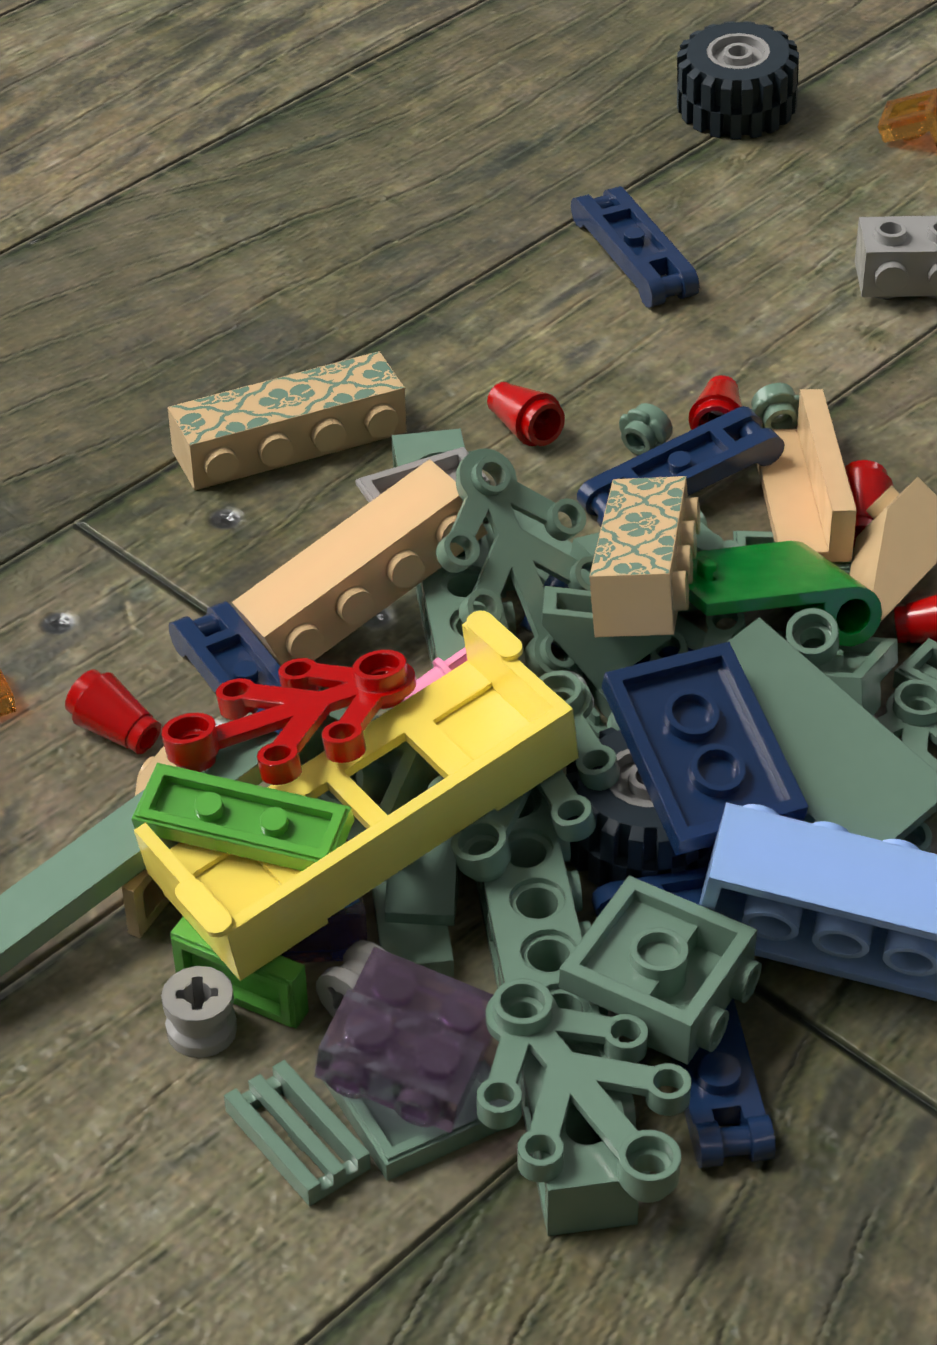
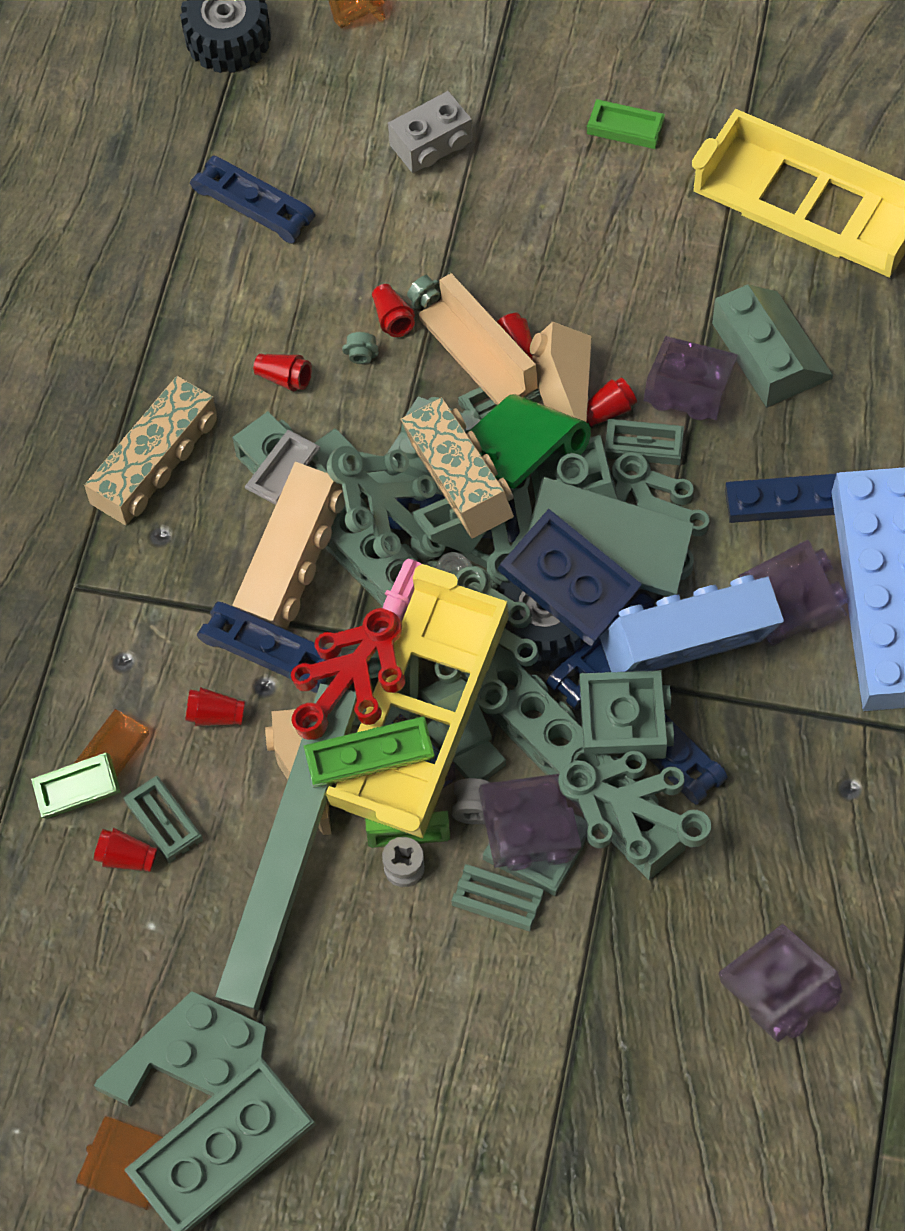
camera: 30 degrees left, 20 degrees up
(700, 455) = (403, 370): dark blue plate -> none

